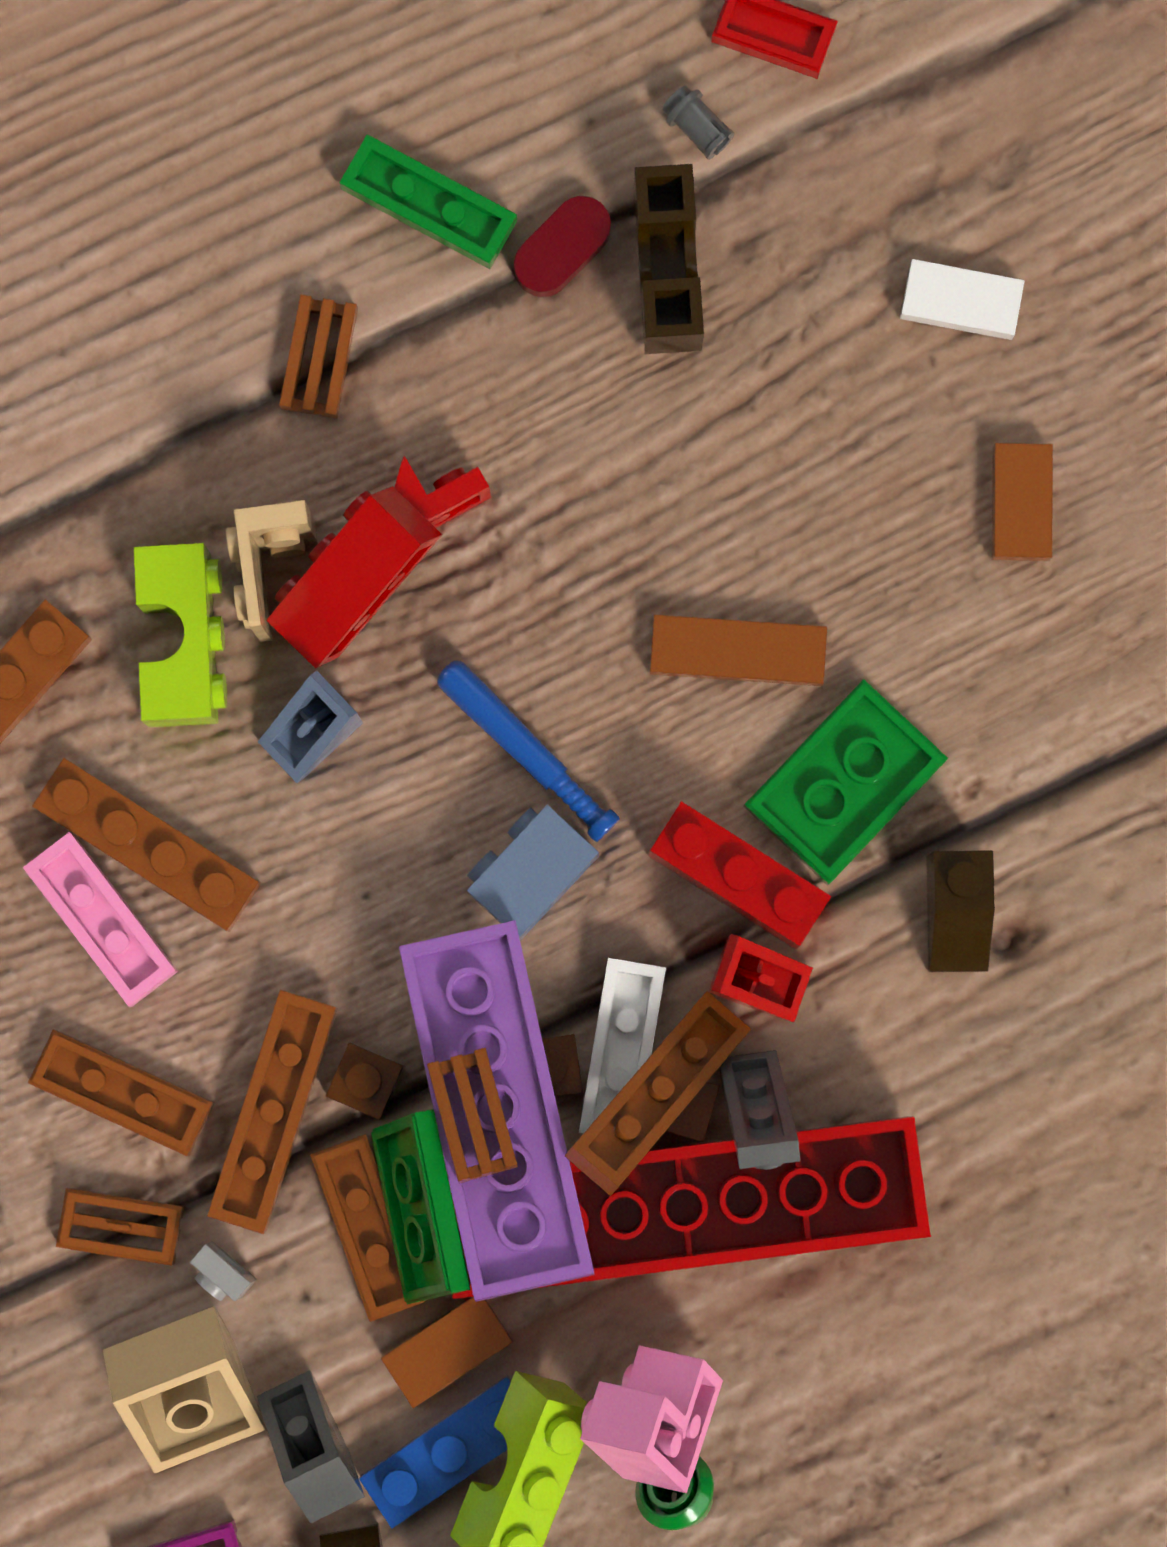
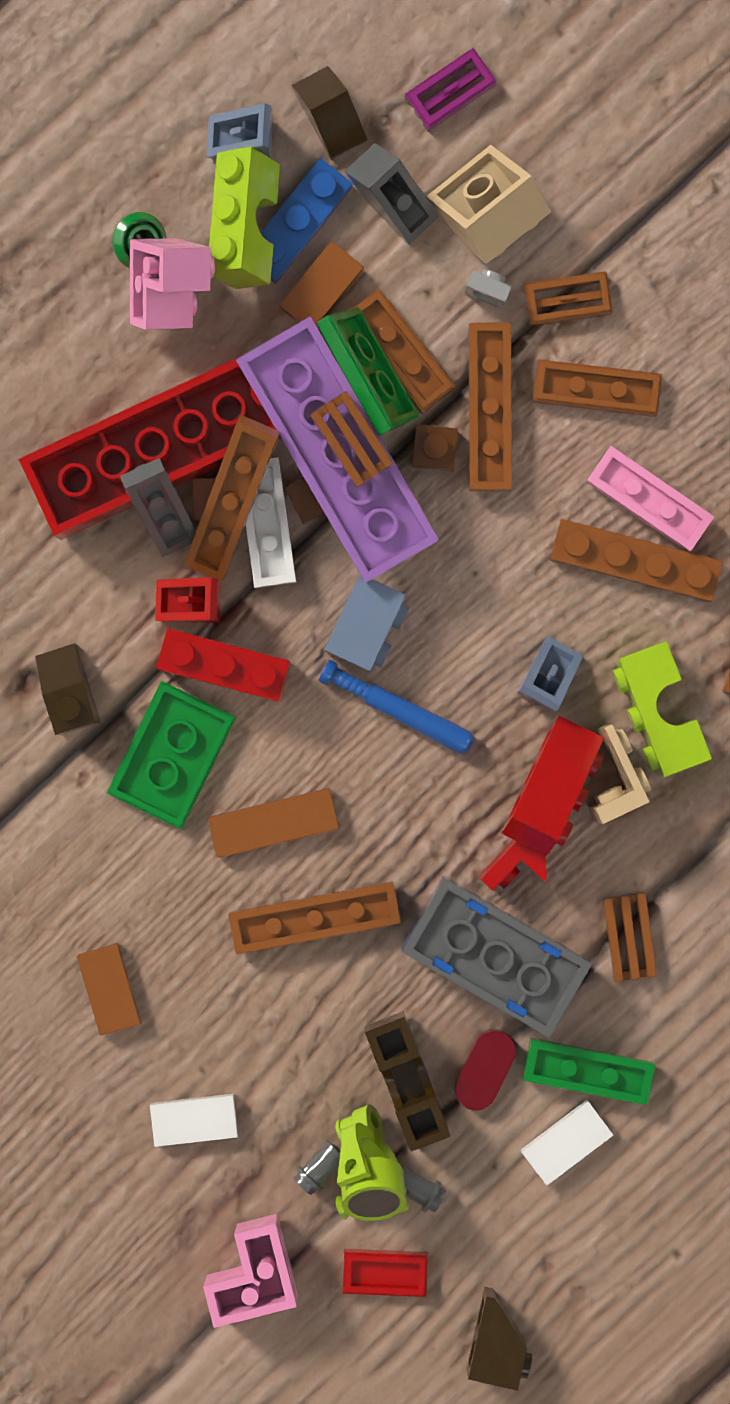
camera: 165 degrees right, 5 degrees up
(486, 122) = (566, 1142): none -> white tile
(500, 382) = (496, 956): none -> dark grey piece
(722, 508) = (314, 917): none -> dark orange plate
(762, 135) = (371, 1185): none -> lime piece
(817, 187) = (318, 1168): none -> dark grey pin
(946, 61) = (262, 1282): none -> bright pink brick

